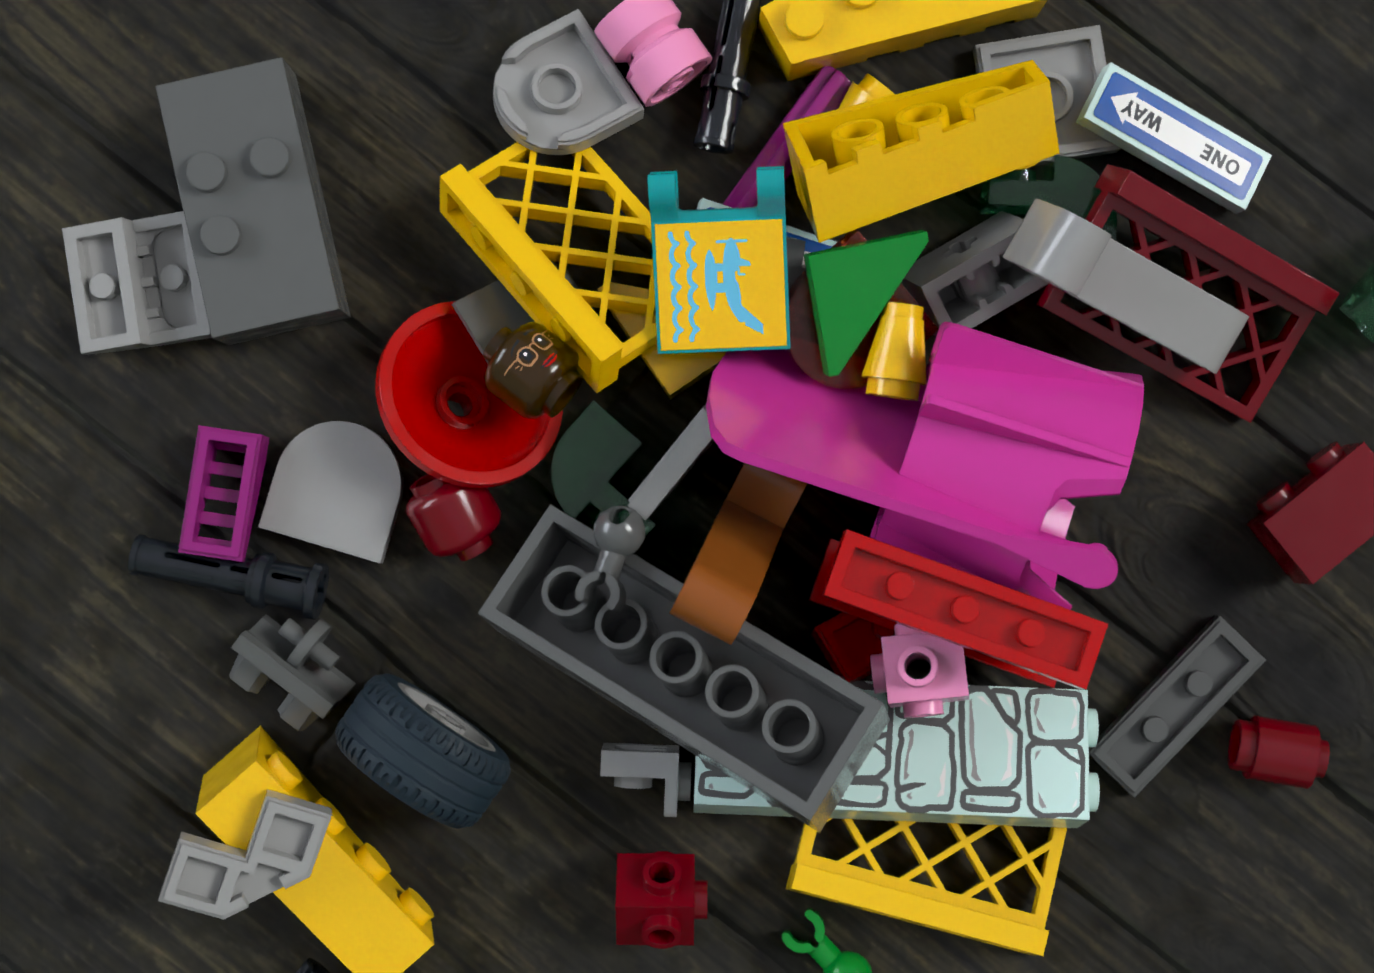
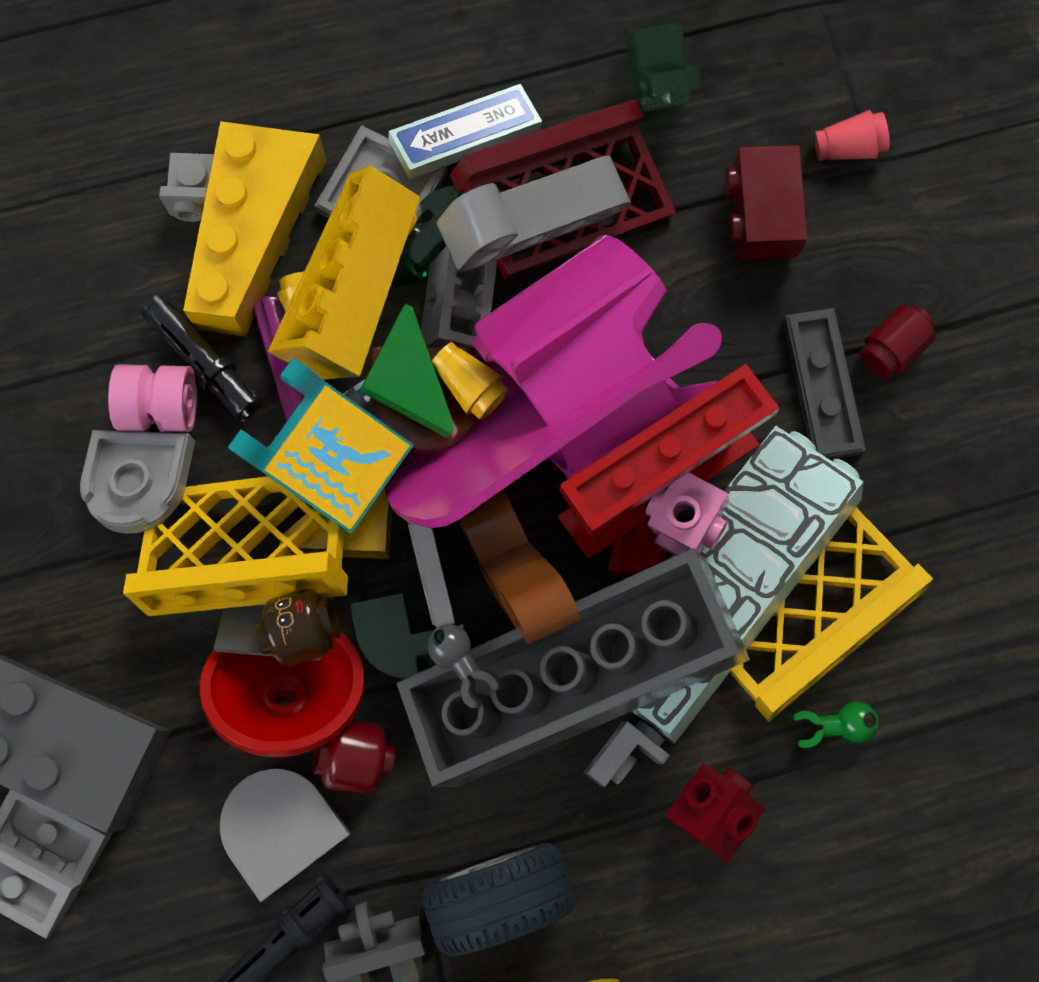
camera: 55 degrees left, 10 degrees down
(203, 466) = (176, 893): magenta slope -> none

